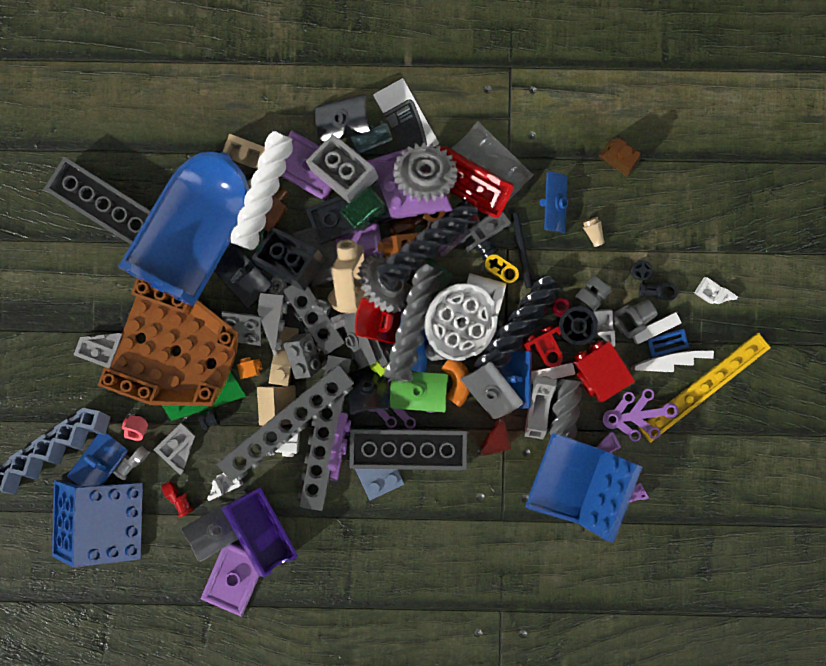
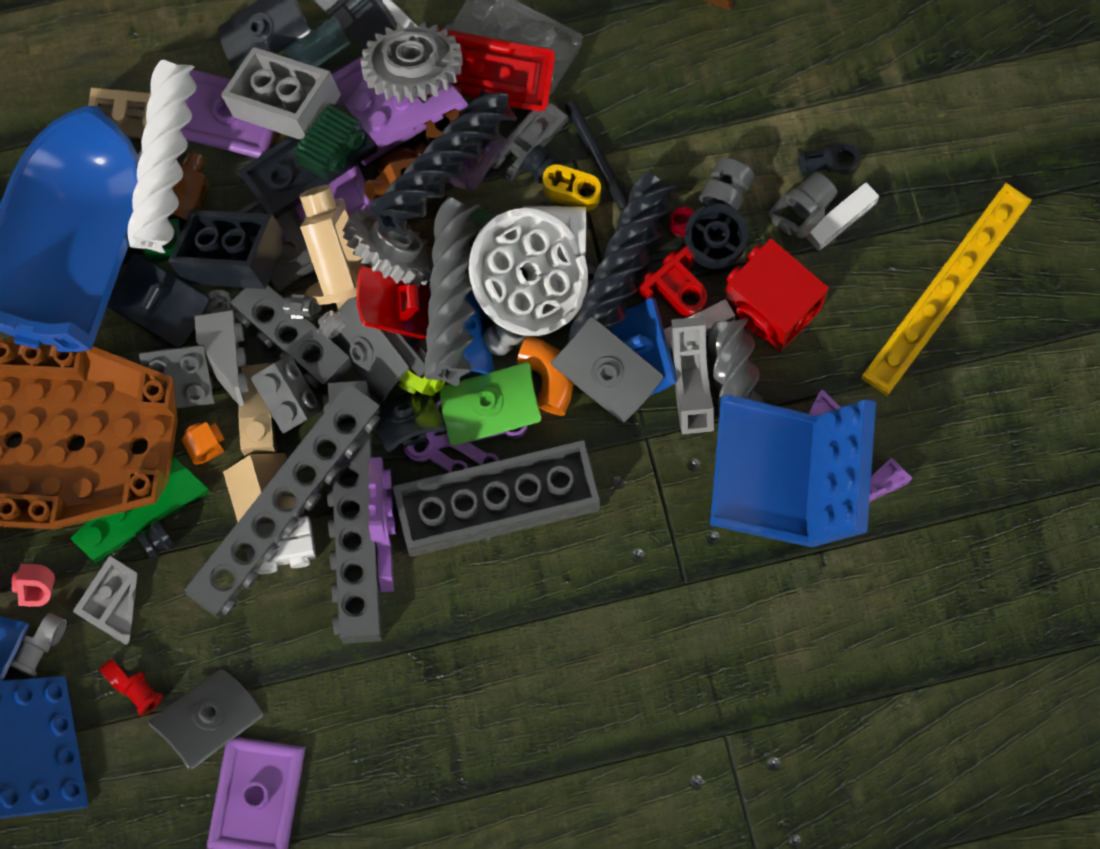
camera: 10 degrees left, 15 degrees down
(222, 485) = (205, 641): white slope -> none
(259, 531) = (278, 693): dark purple piece -> none
(379, 481) = (461, 567): sand blue wing -> none
(496, 440) = (638, 446): clear red slope -> none
(555, 202) = (628, 65): blue shield -> none
(594, 230) = (701, 96): tan cone -> none
(605, 325) = (759, 227): white slope -> none
(637, 415) = (853, 354): medium lavender plant -> none
(645, 270) = (795, 129): black wheel -> none
(651, 347) = (846, 249): blue tile -> none
(666, 362) = (874, 261): white slope -> none
(713, 292) = (916, 143): white slope -> none

